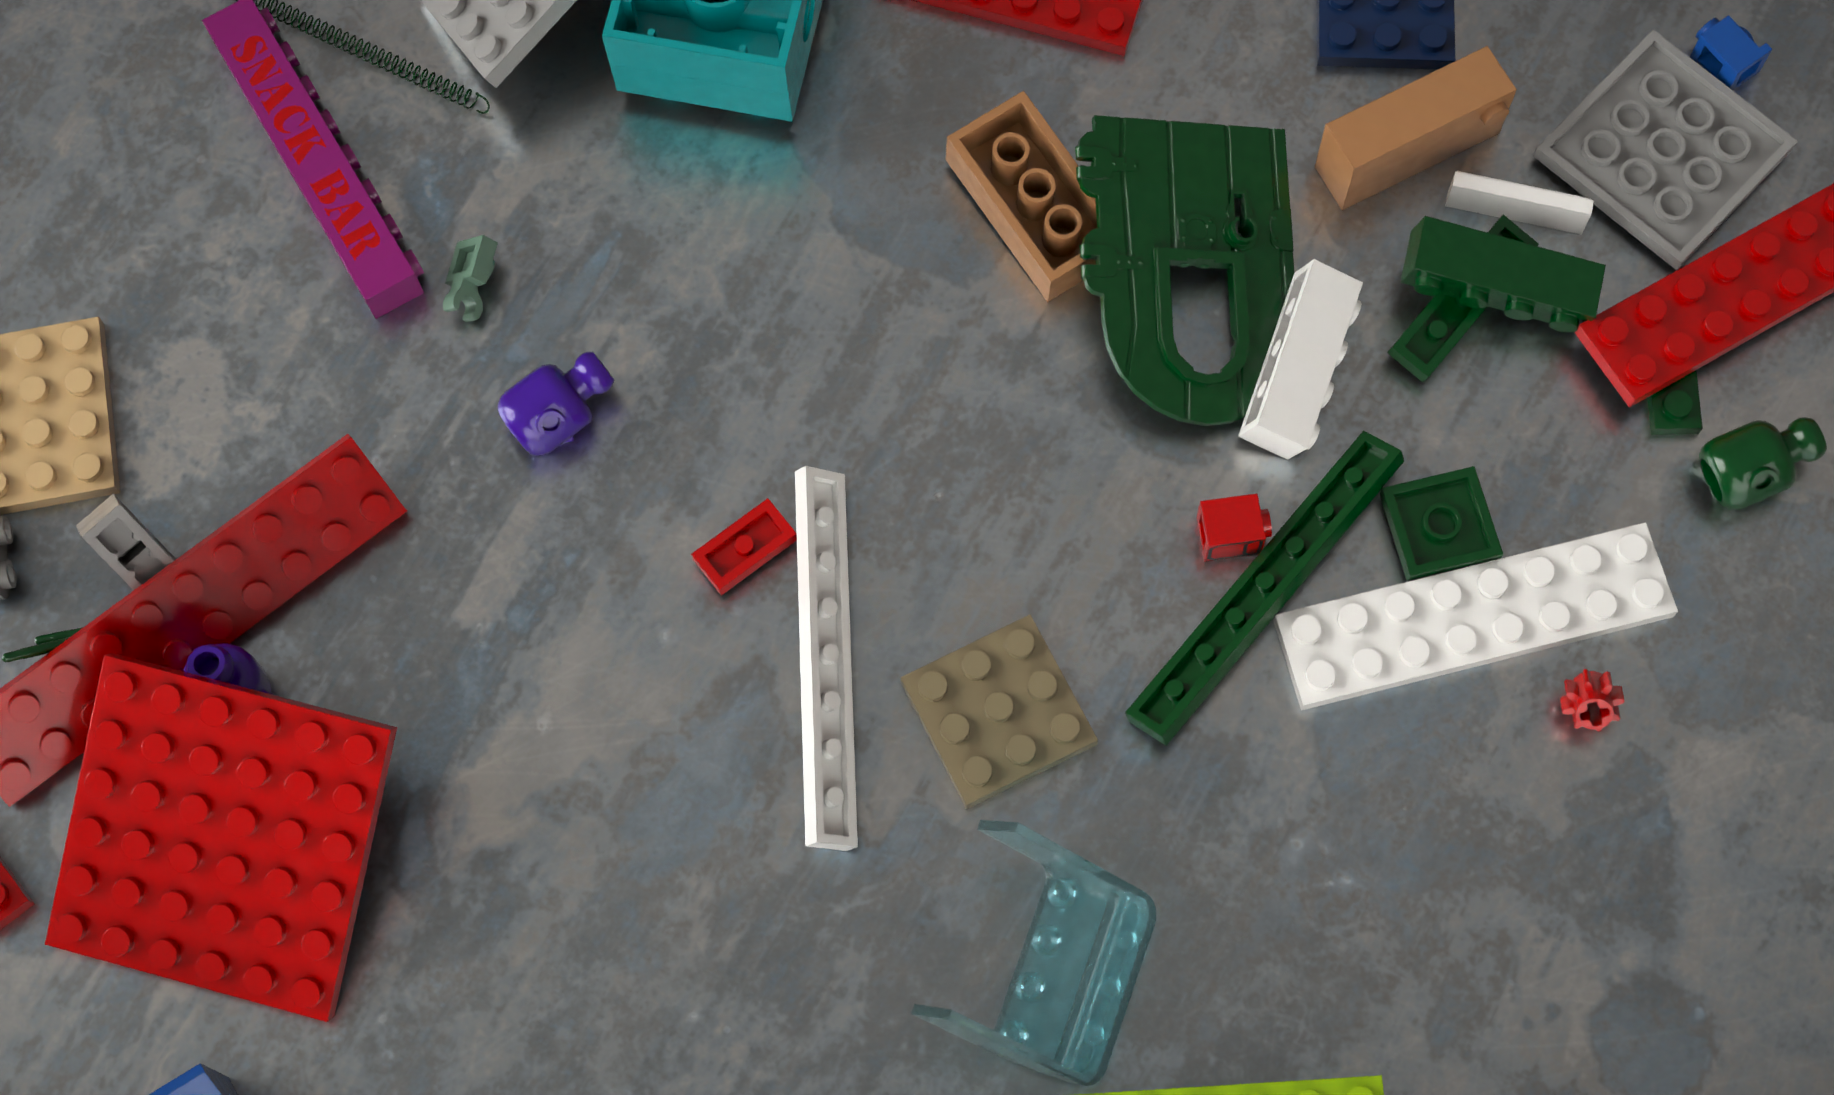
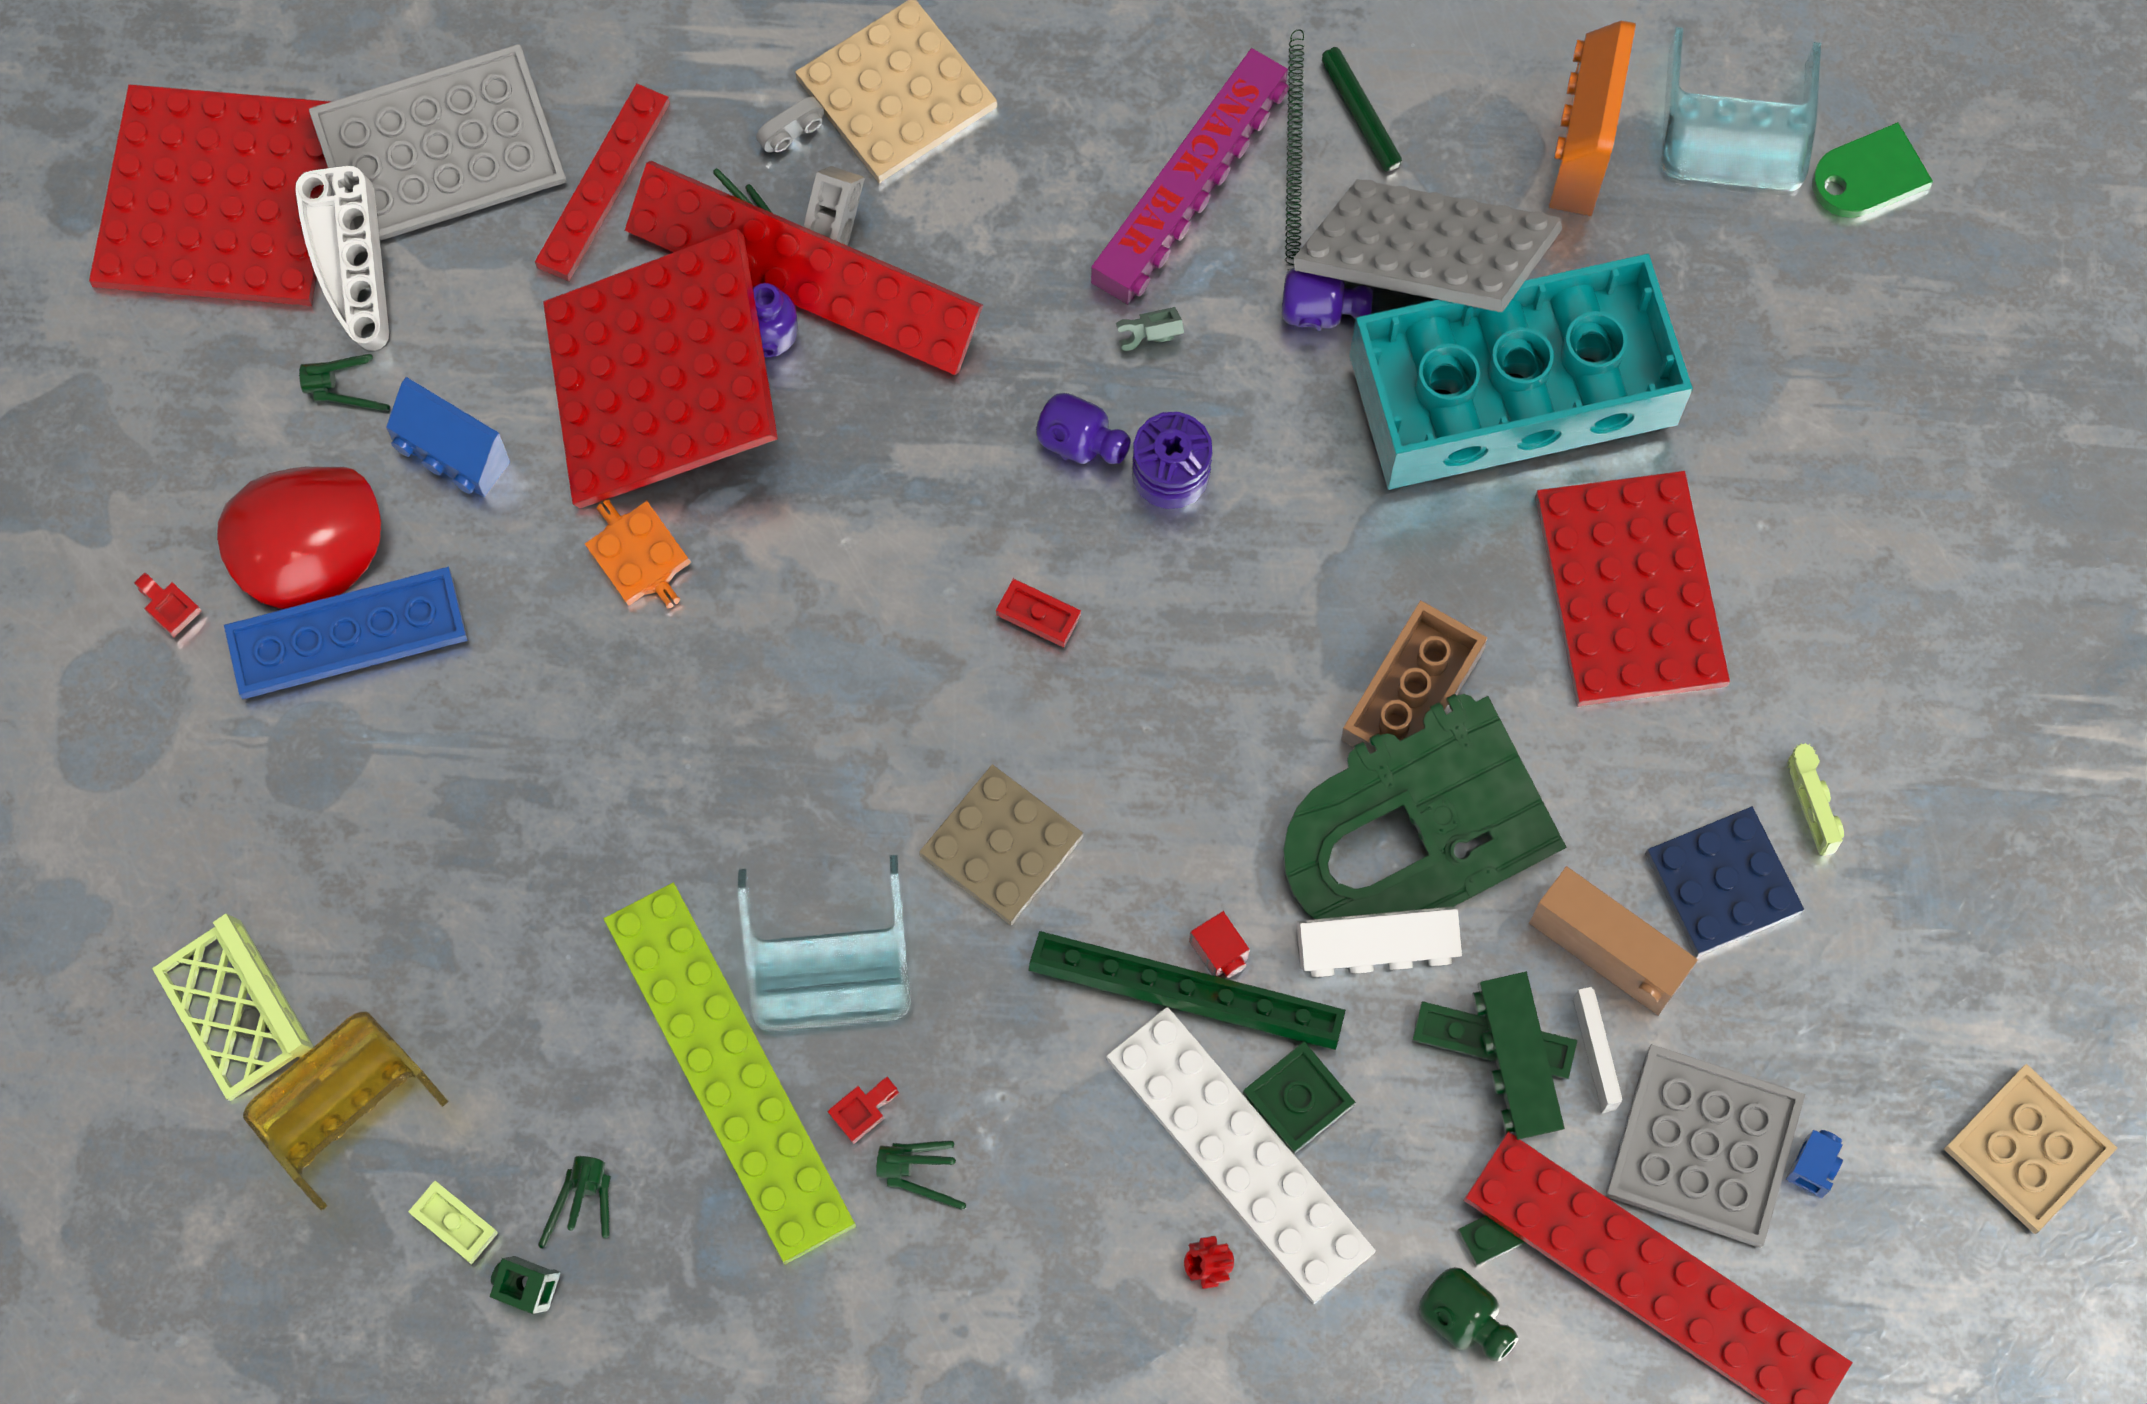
camera: 60 degrees right, 0 degrees up
(431, 970) = (638, 553): none -> orange plate
(538, 87) = (1321, 300): none -> dark purple piece
(647, 343) = (1177, 478): none -> dark purple wheel
(825, 660) = (982, 705): white plate -> none
(1249, 1011) = (859, 1111): none -> red plate
(1329, 996) = (897, 1161): none -> dark green plant

